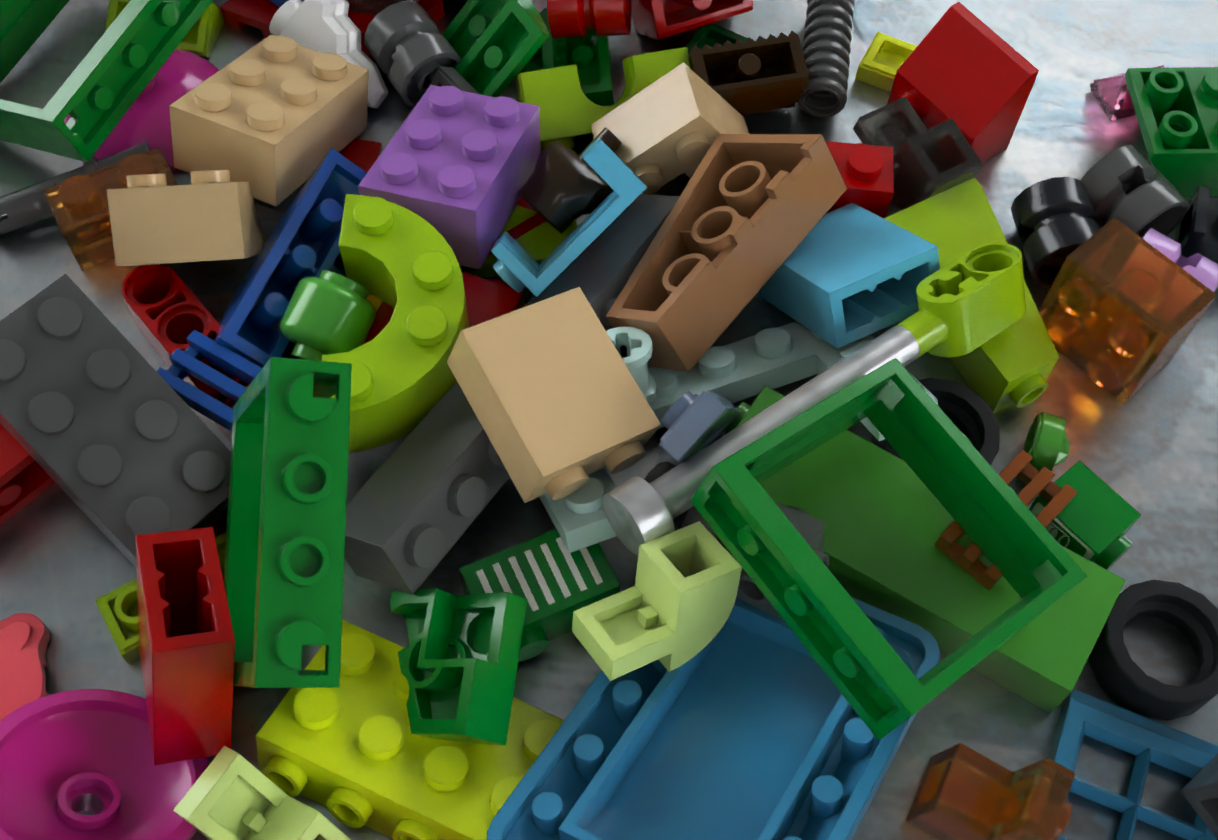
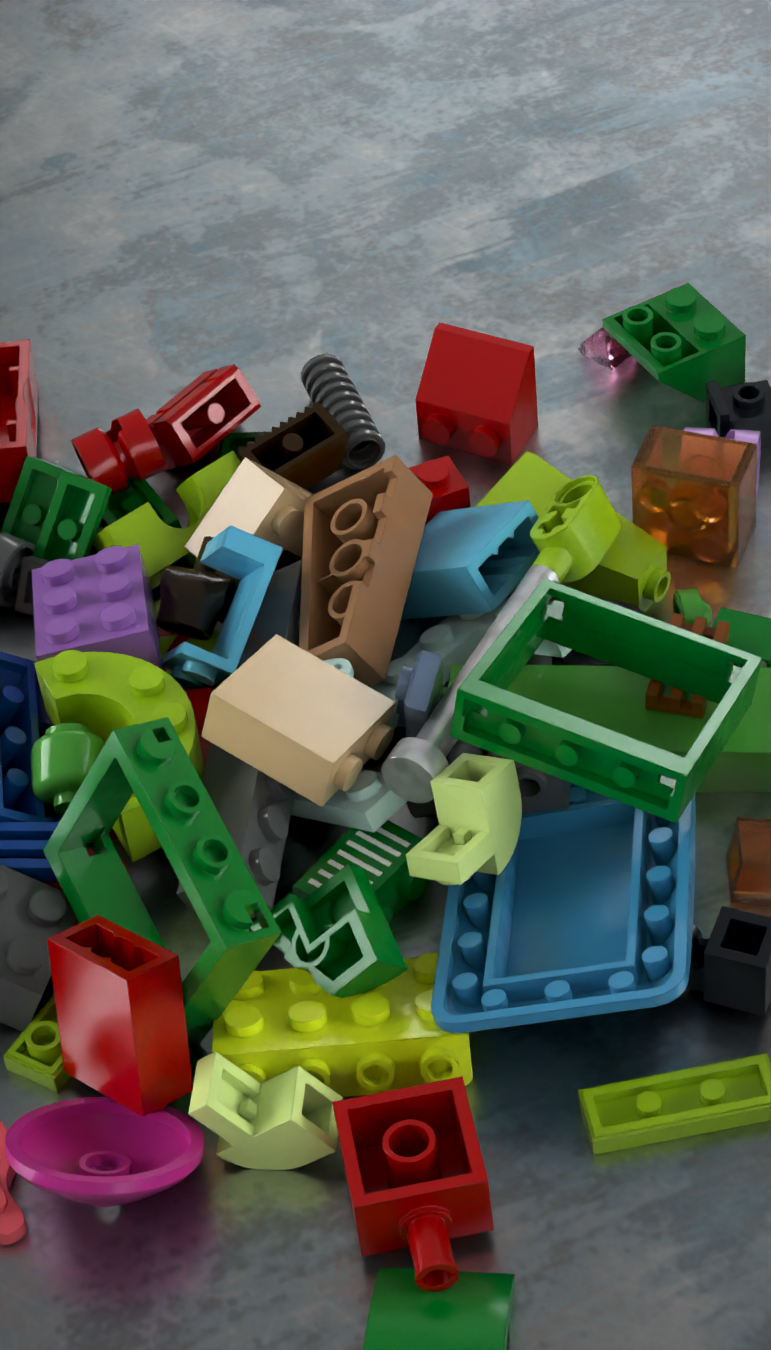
camera: 20 degrees left, 15 degrees down
(883, 61) = (397, 402): neon yellow tile -> none
(922, 157) = (479, 454): clear smoke brick -> none
(1052, 223) = (606, 451): black wheel -> none
(1125, 189) = (650, 403): dark grey wheel -> none

